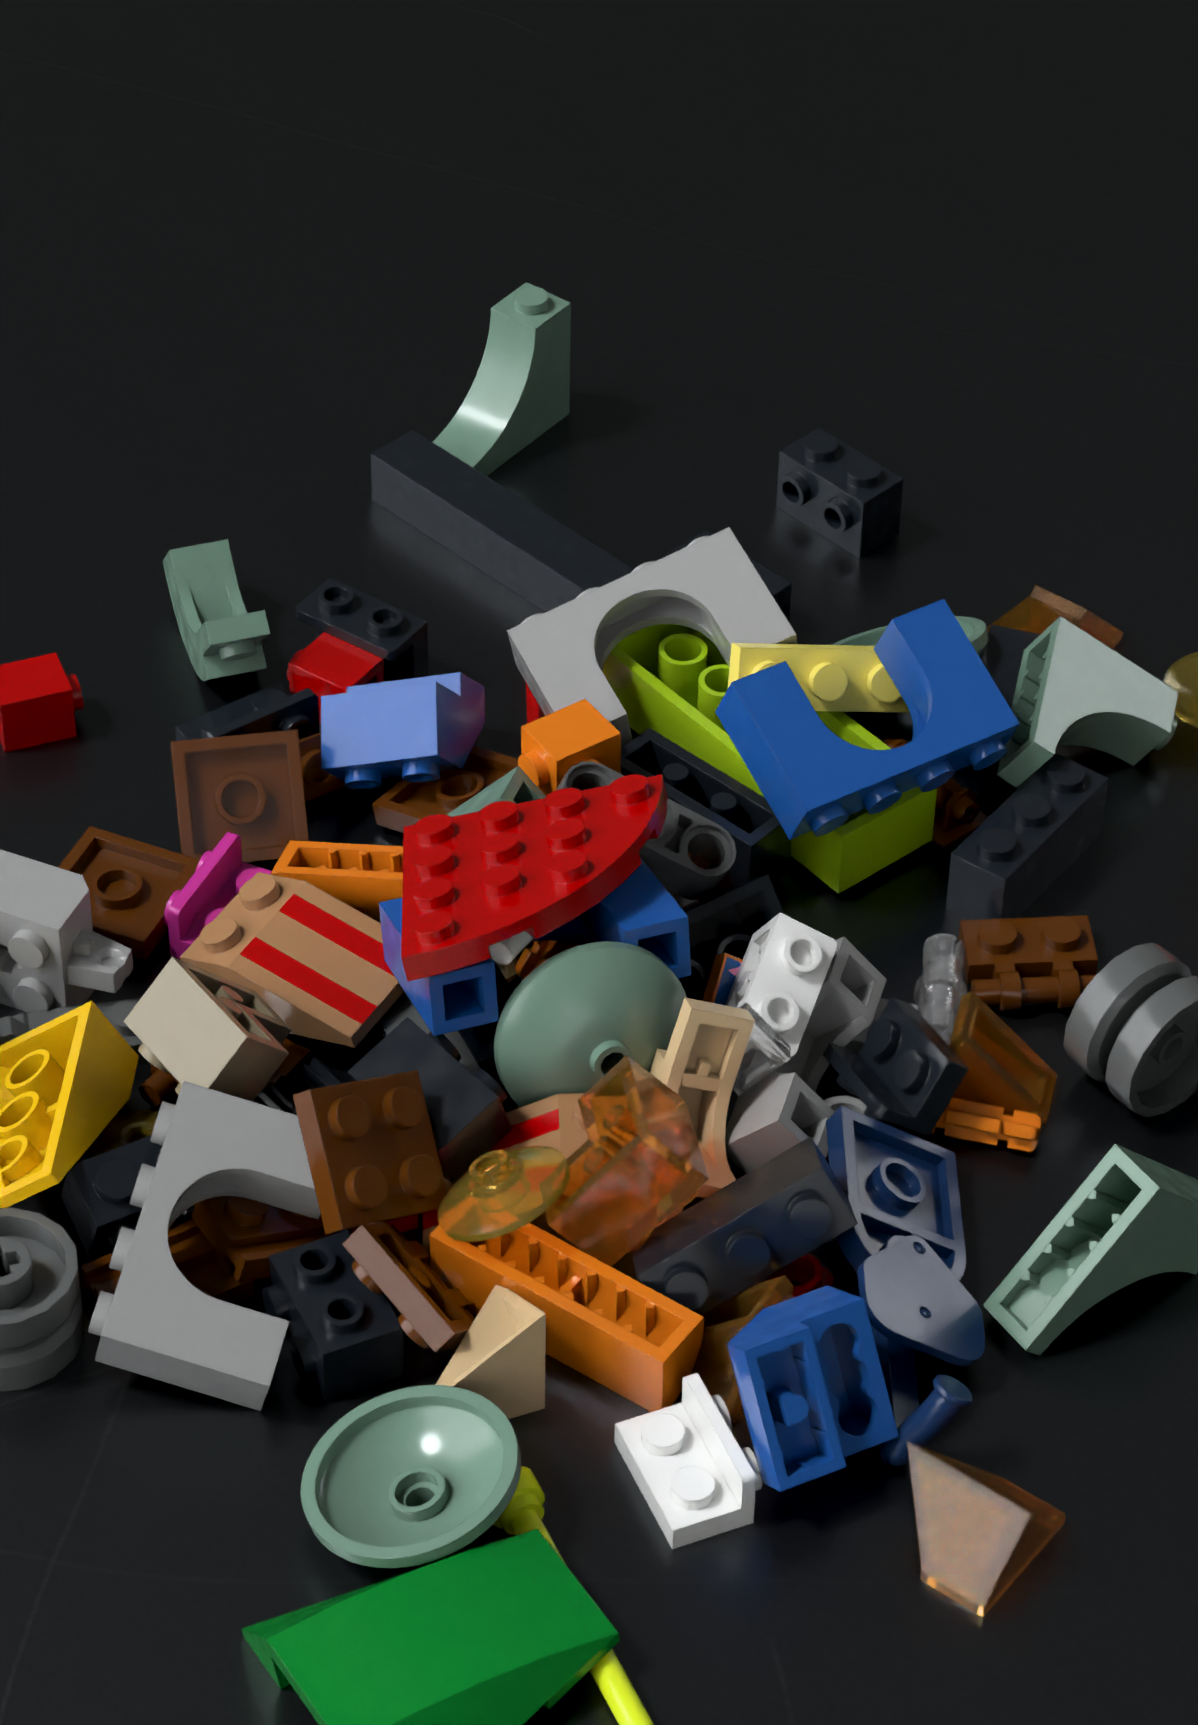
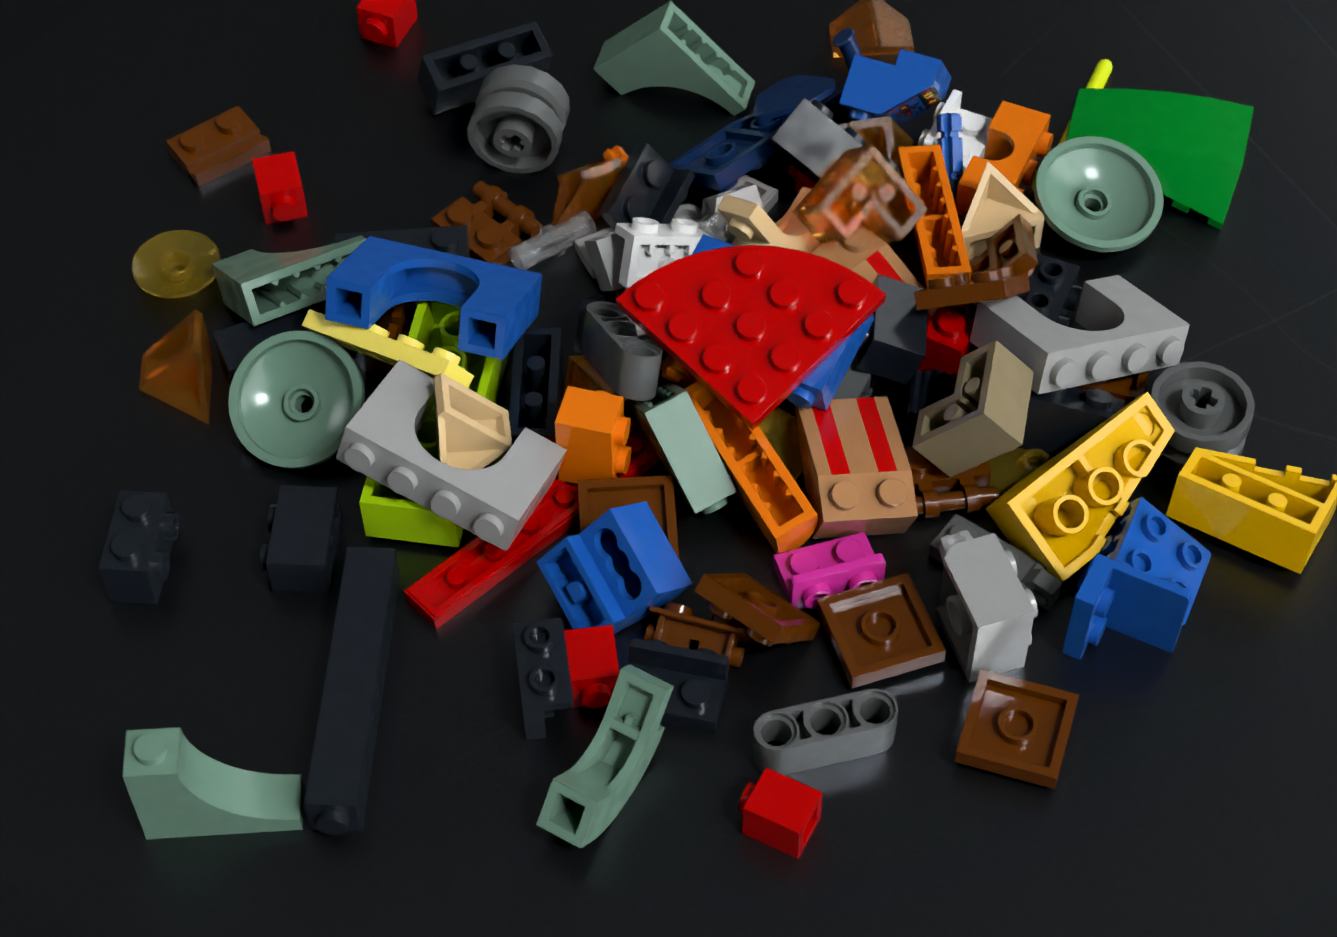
camera: 130 degrees left, 10 degrees up
(65, 778) = (841, 715): none -> dark grey beam
(503, 1192) = (912, 254): clear yellow dish -> none
(605, 1510) = (1013, 146): none -> orange arch
(652, 1394) = (951, 145): none -> blue axle
(678, 670) = (468, 426): none -> tan slope

